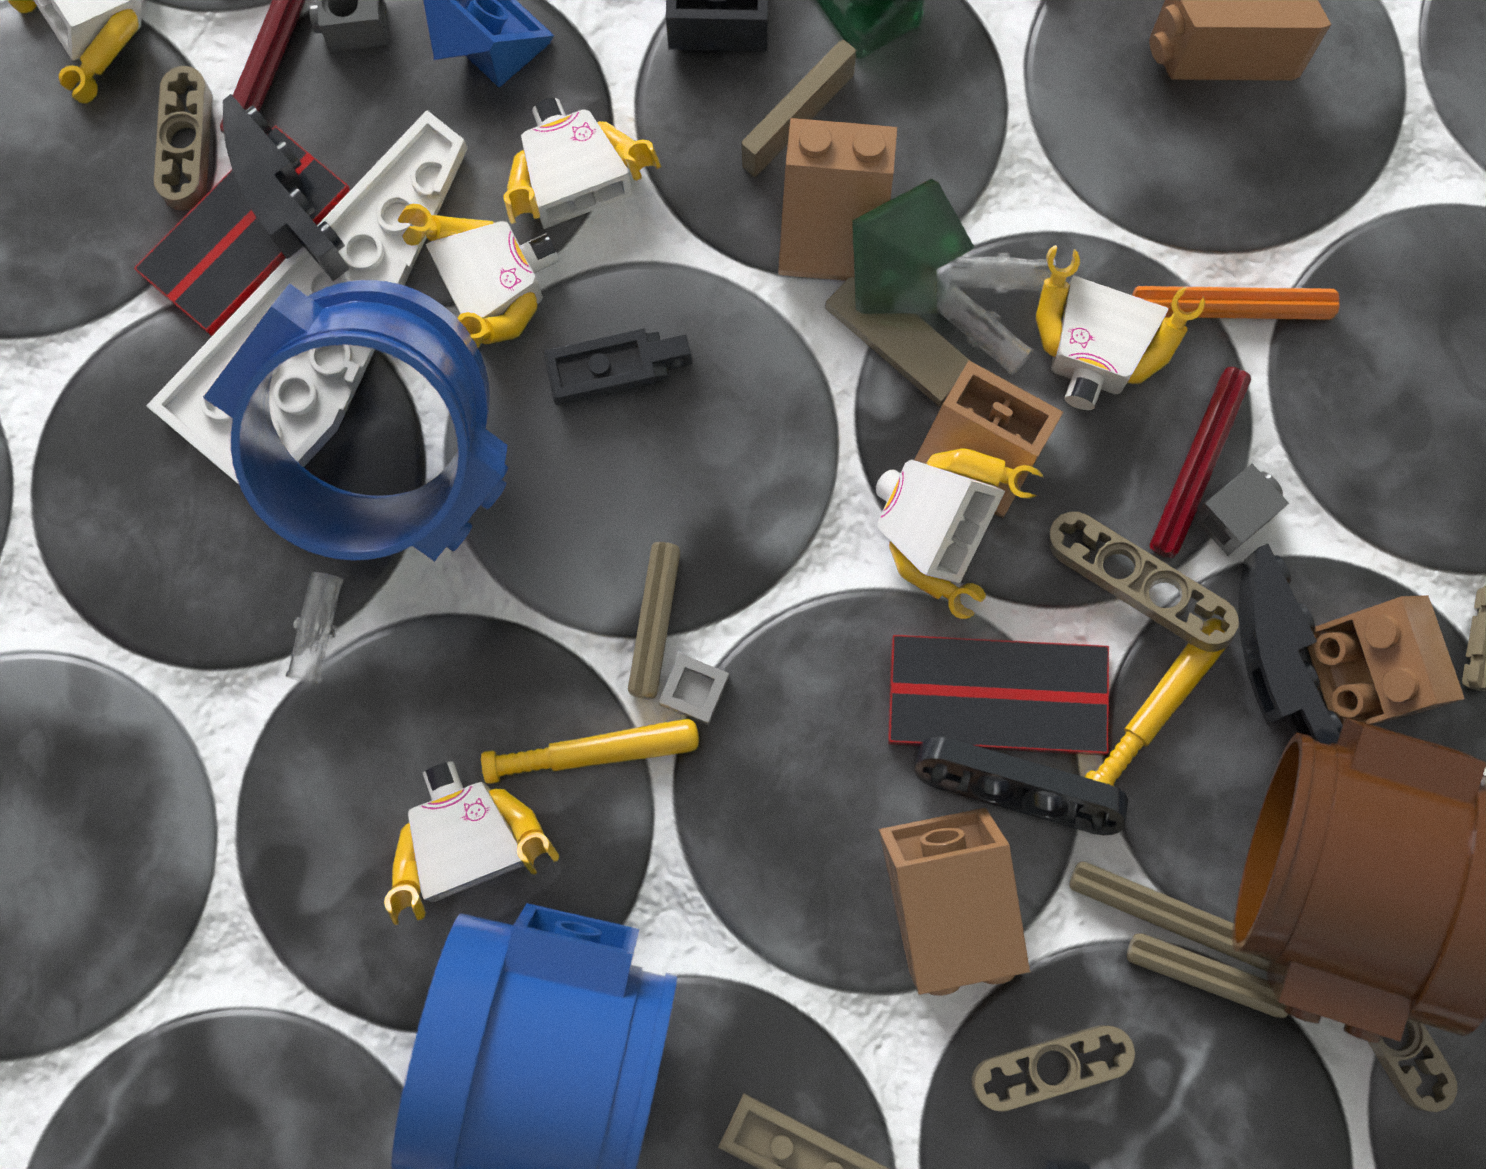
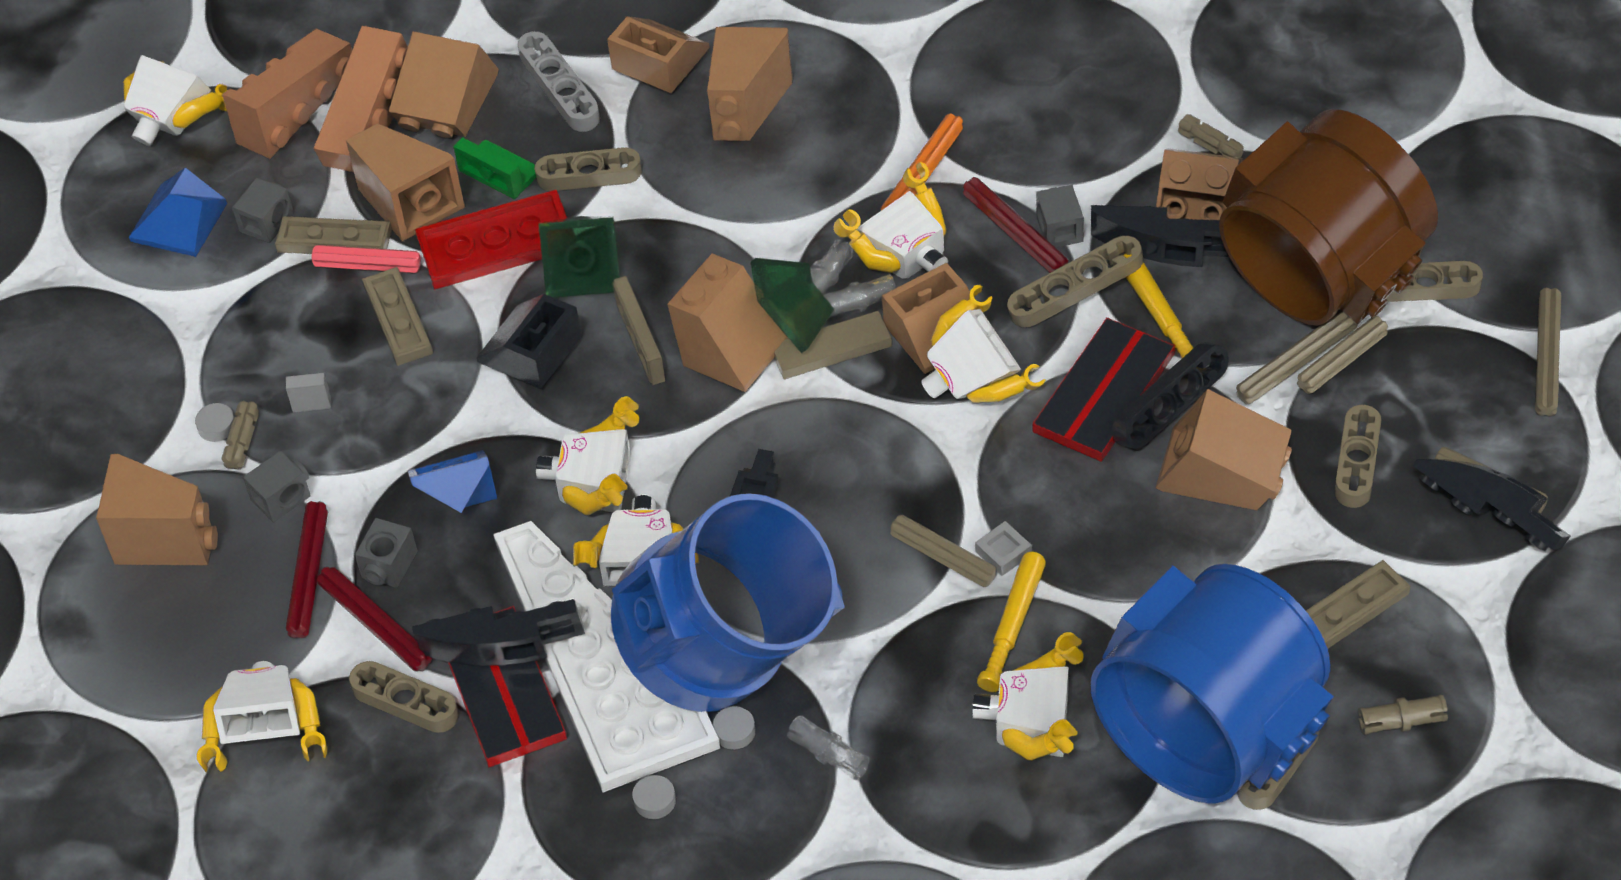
camera: 60 degrees left, 25 degrees down
(169, 470) = (654, 797): none -> light grey tile

